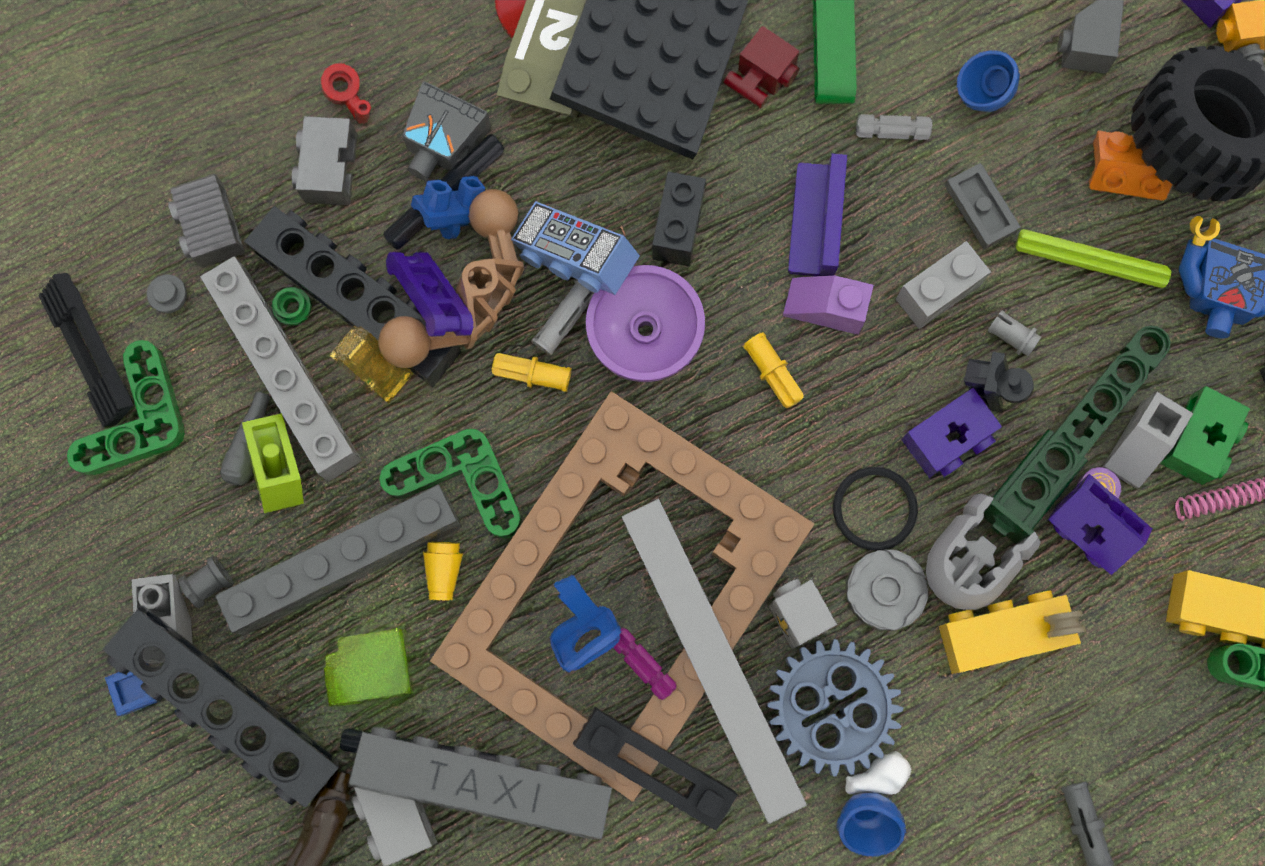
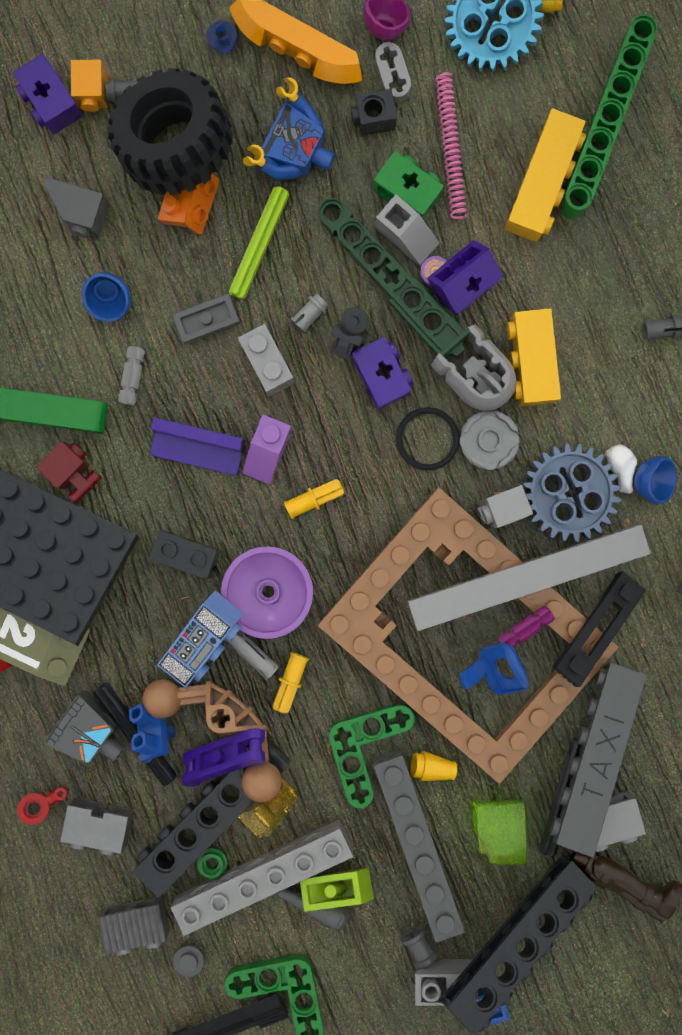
camera: 85 degrees left, 10 degrees up
(1064, 624) = (539, 318): dark tan bush -> none

